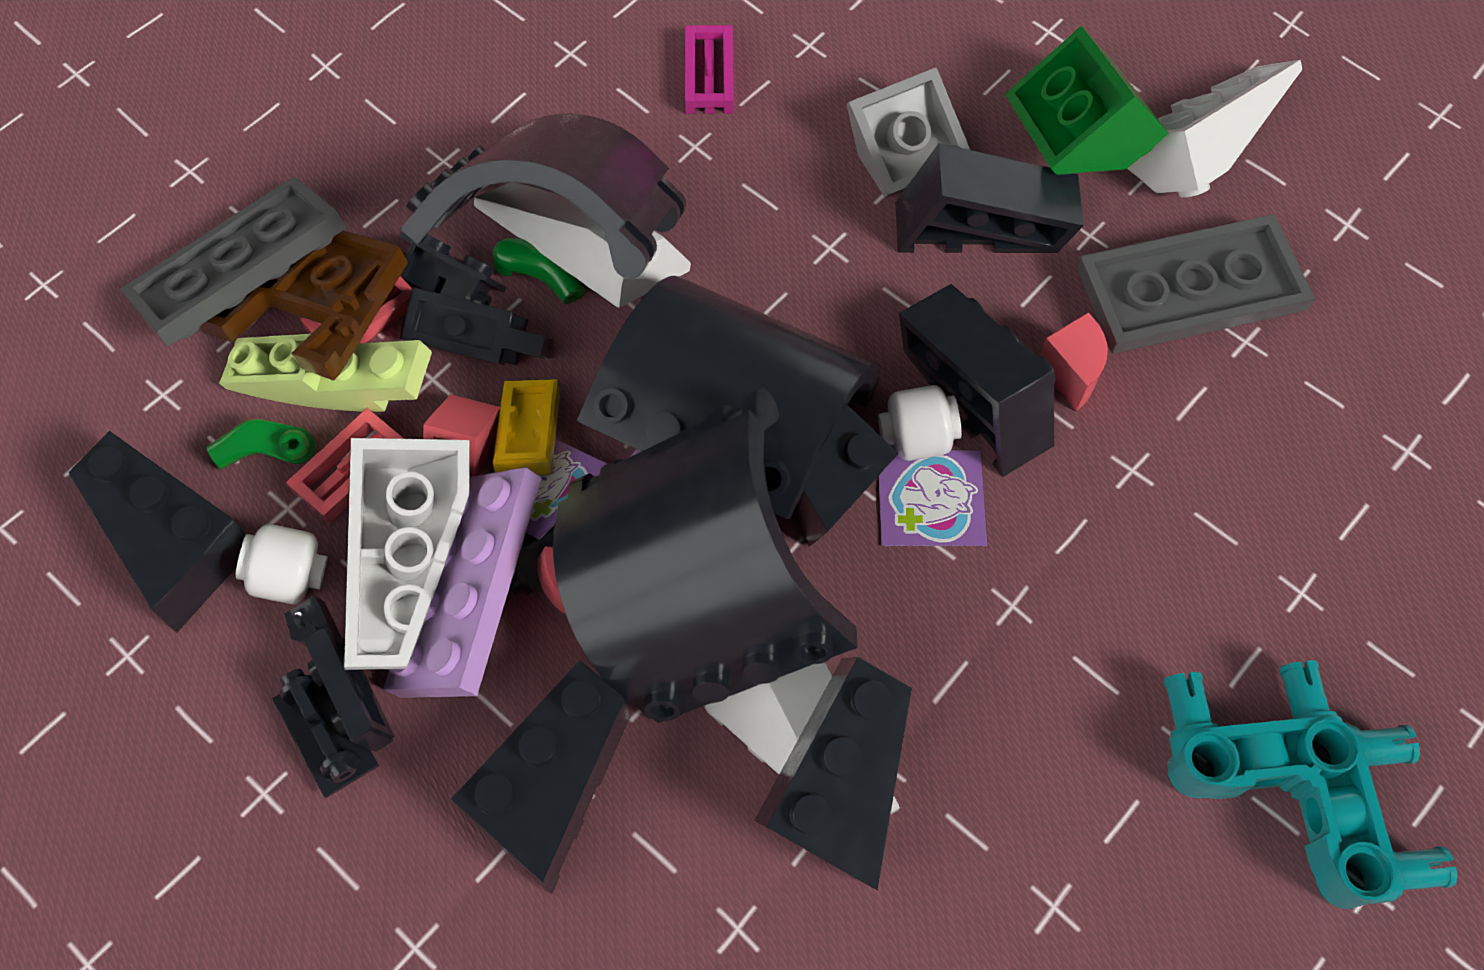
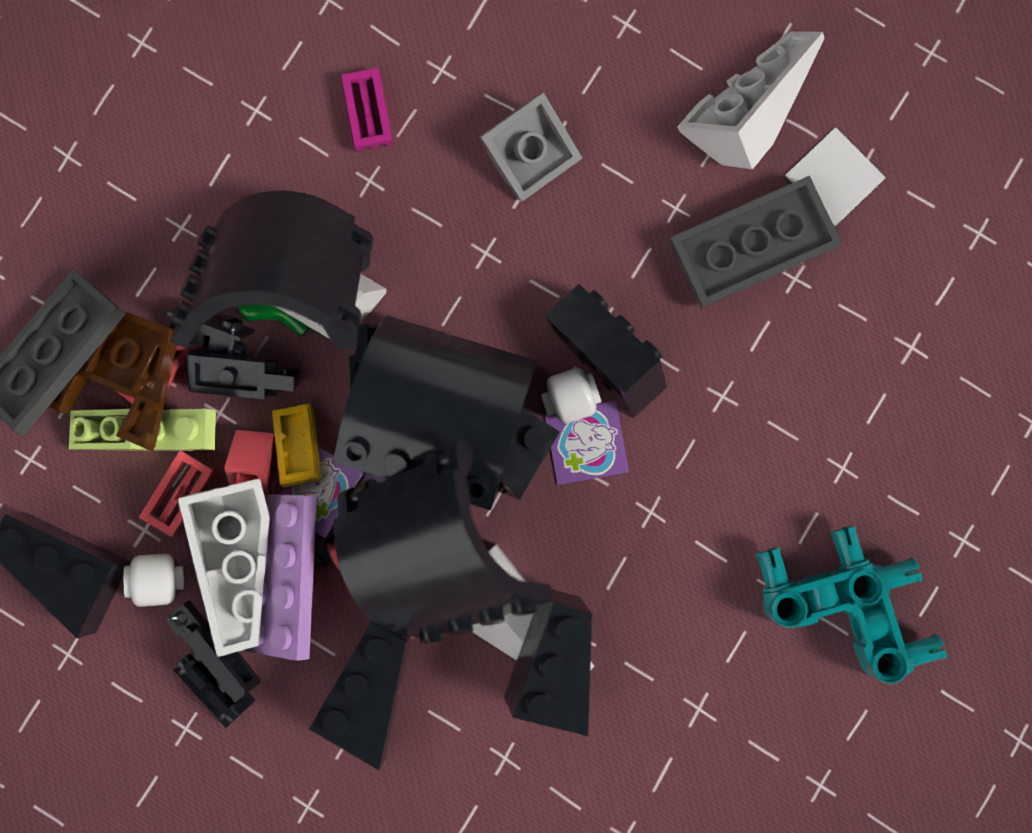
camera: 10 degrees left, 20 degrees up
(262, 437) = (113, 485): green arm -> none
(987, 201) = (599, 204): black wedge -> none
(1077, 358) = (676, 324): coral brick -> none
(1084, 110) = (660, 112): green slope -> none
(1315, 228) = (838, 173): none -> white sticker

